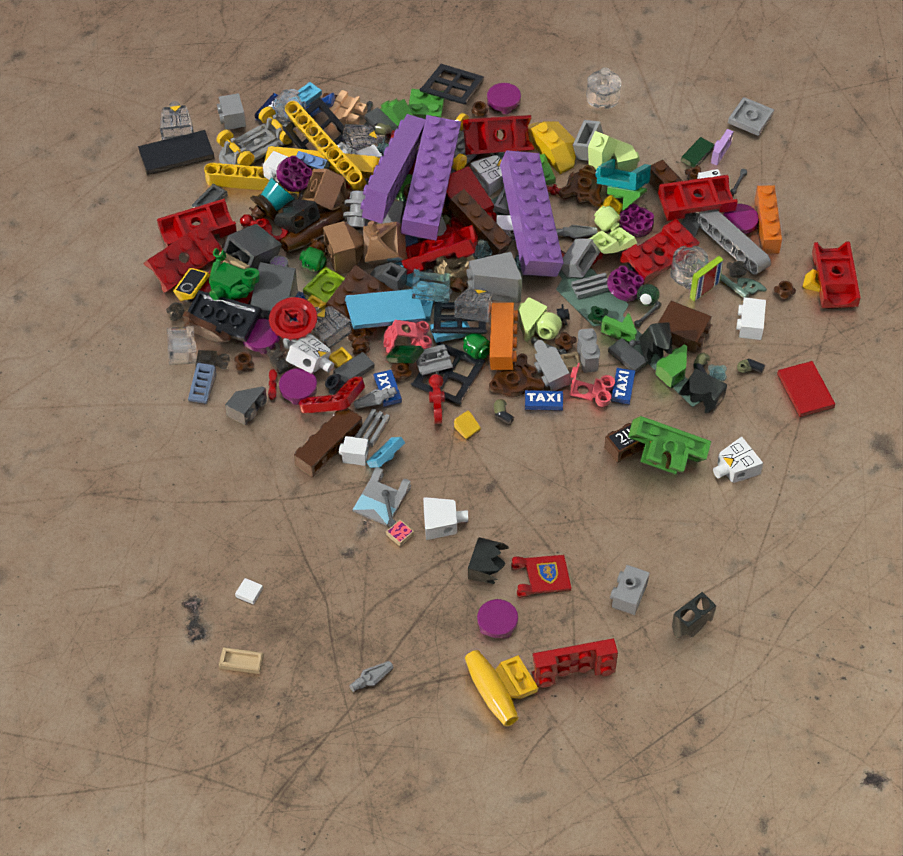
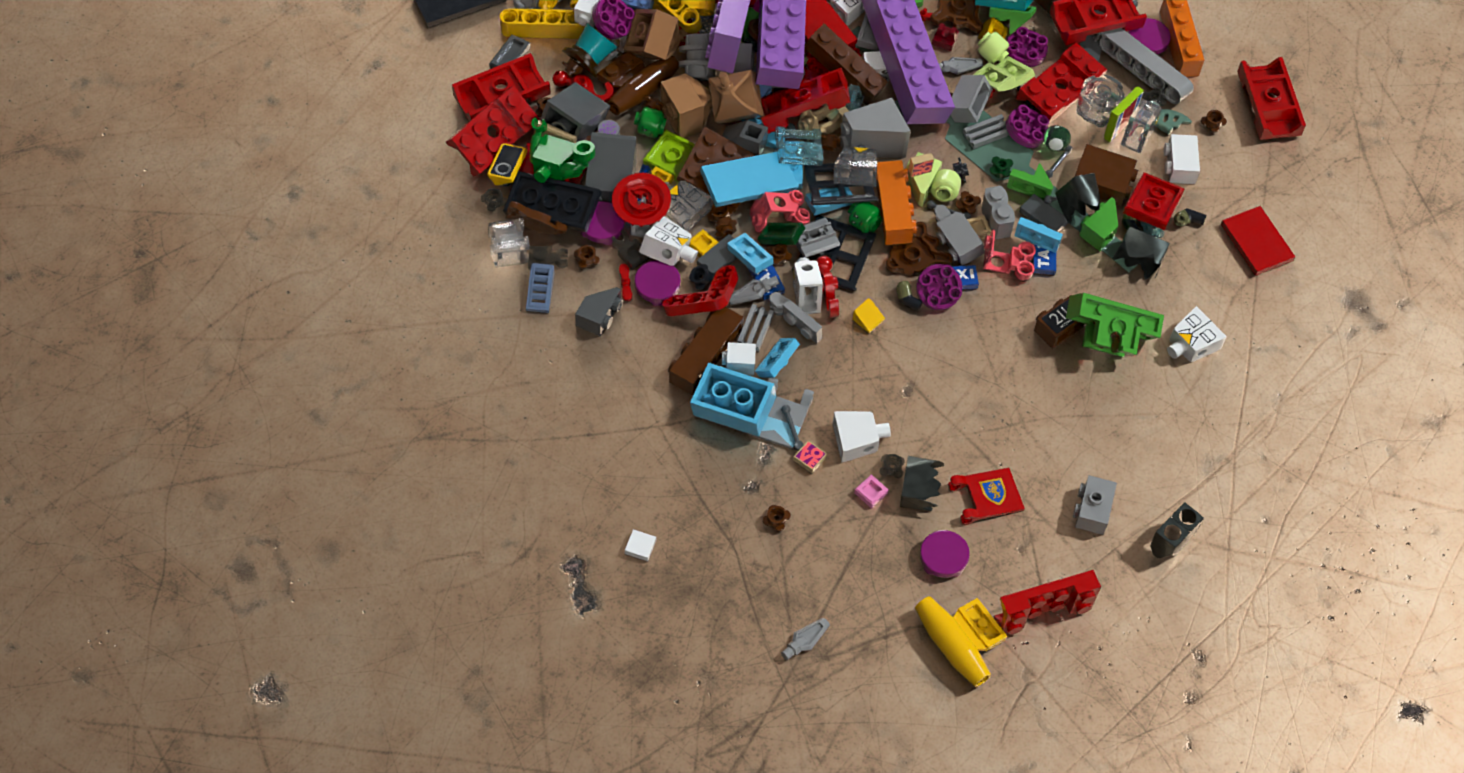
camera: 10 degrees left, 5 degrees up
(241, 660) = (645, 633): tan tile -> none
(286, 222) = (624, 82): pearl dark grey piece -> none
(342, 481) = (733, 399): none -> medium azure brick
(364, 573) = (780, 512): none -> reddish brown plate
(376, 367) = (750, 253): none -> medium azure plate
(405, 420) = (795, 316): none -> light grey hinge
(419, 390) = (807, 275): none -> white torso
(446, 564) = (871, 491): none -> bright pink tile
(466, 540) = (892, 459): none -> clear smoke plate
(527, 307) = (921, 164): none -> tile
(529, 406) = (939, 287): none -> magenta tile
(569, 208) = (945, 37): none -> dark red tile
(618, 370) = (1038, 234): none -> medium azure plate
(721, 350) = (1153, 201): none -> red tile
(722, 281) = (1145, 116): none -> clear torso
(811, 281) = (1243, 108): yellow slope -> none

